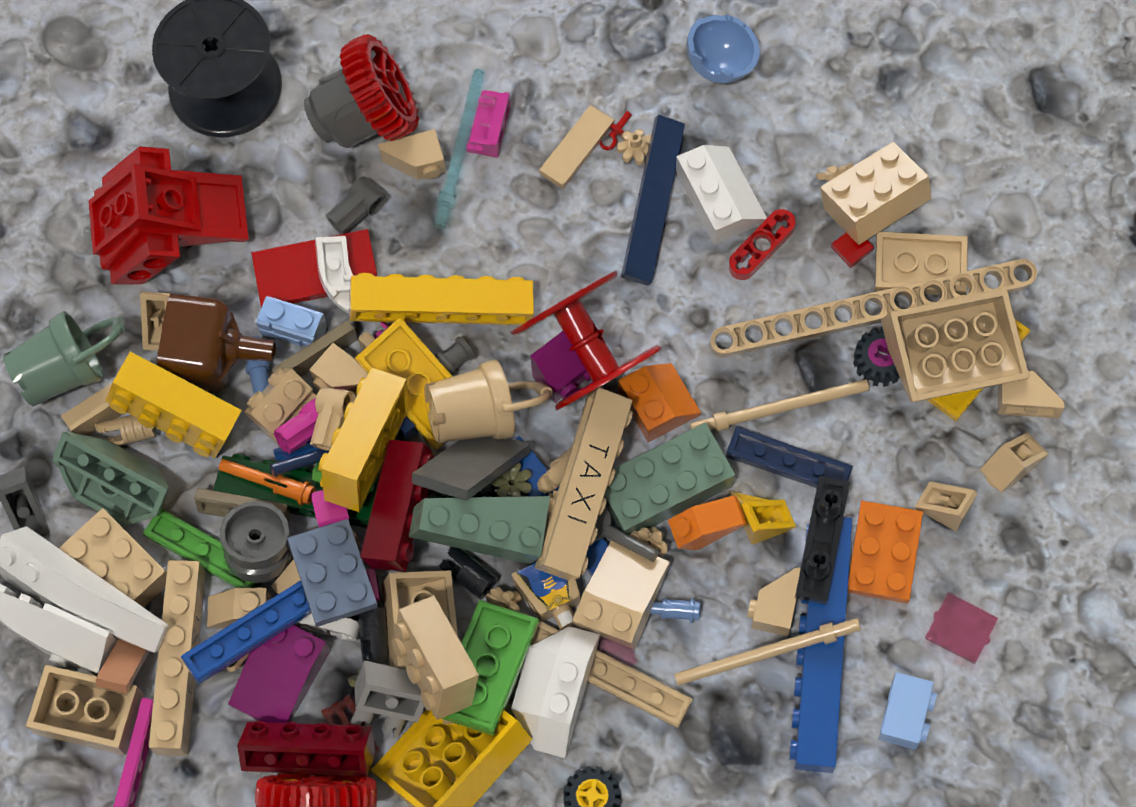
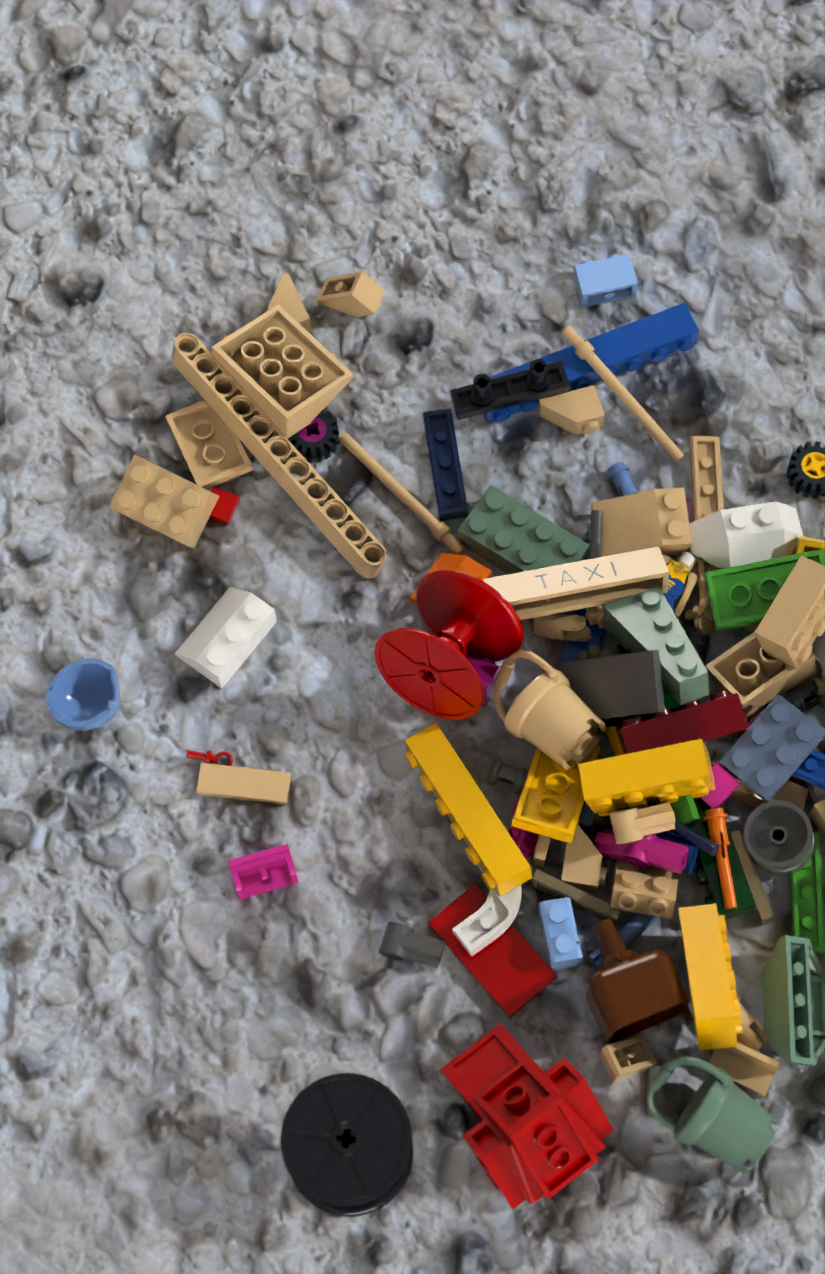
camera: 120 degrees left, 0 degrees up
(362, 97) = (308, 987): red piece -> none
(415, 155) = (331, 917): tan slope -> none
(447, 196) = (358, 870): clear light blue bar -> none
(634, 146) = (218, 737): tan plant -> none
(652, 200) = (263, 688): dark blue tile -> none
(652, 538) = (581, 527): tan plant -> none
(706, 523) = (543, 488): orange slope -> none
(763, 231) = (280, 577): red beam -> none
(764, 517) = (507, 459): yellow slope -> none
(833, 172) = (158, 549): tan plant -> none
(884, 552) = (479, 352): orange plate -> none
(946, 503) = (416, 325): tan slope -> none
(961, 628) = (511, 277): clear pink piece -> none

